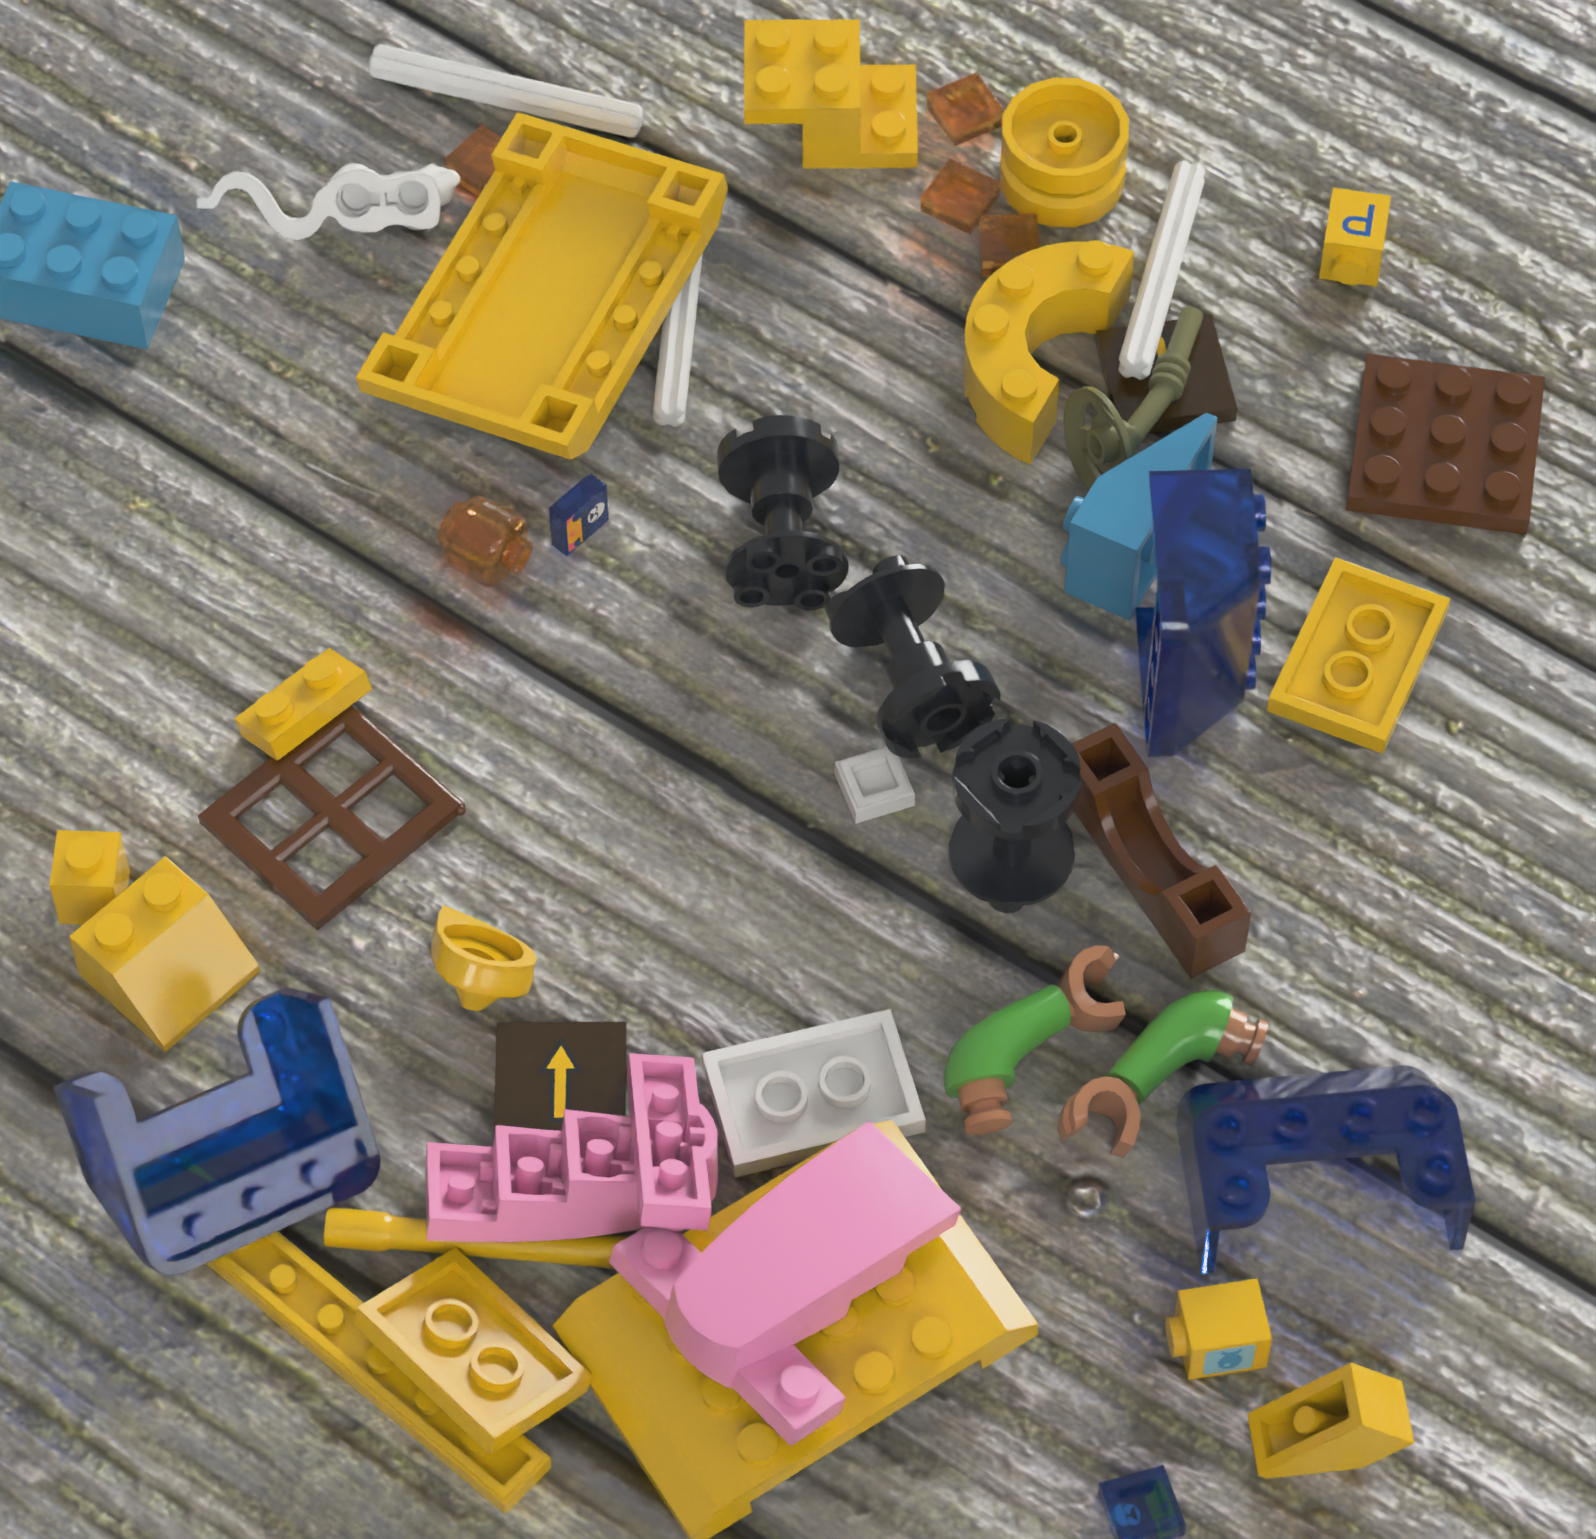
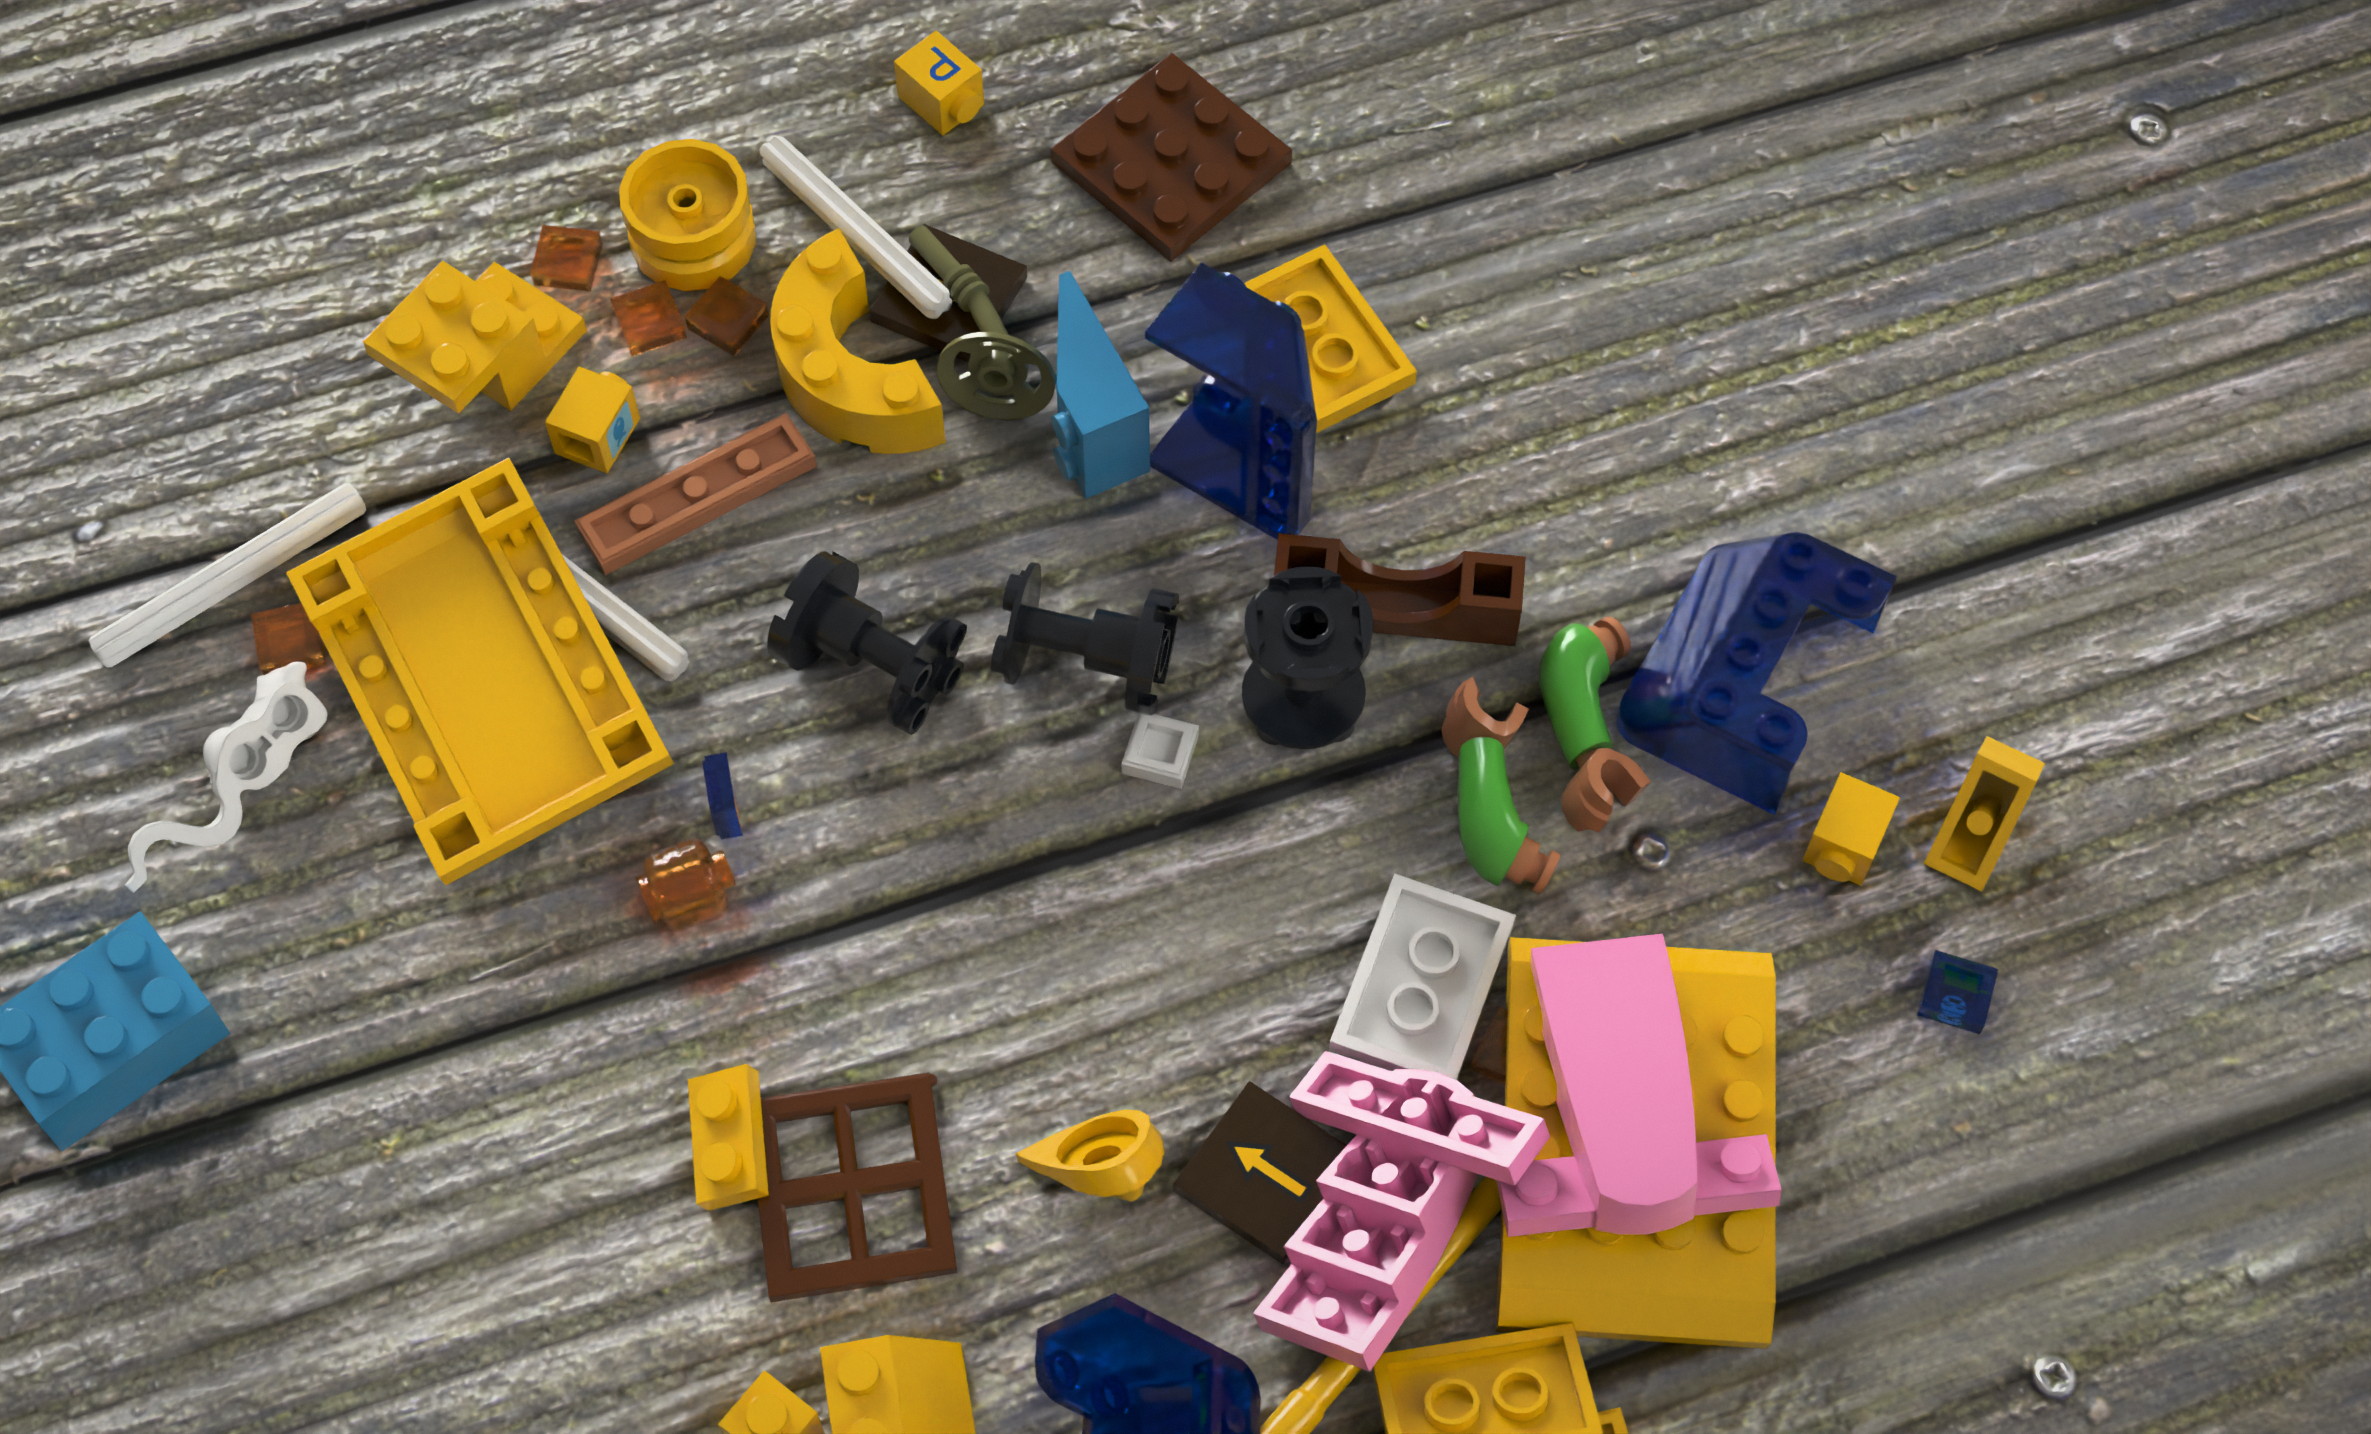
camera: 55 degrees left, 5 degrees up
(832, 217) = (593, 419): none -> yellow brick
(833, 330) = (695, 493): none -> nougat tile

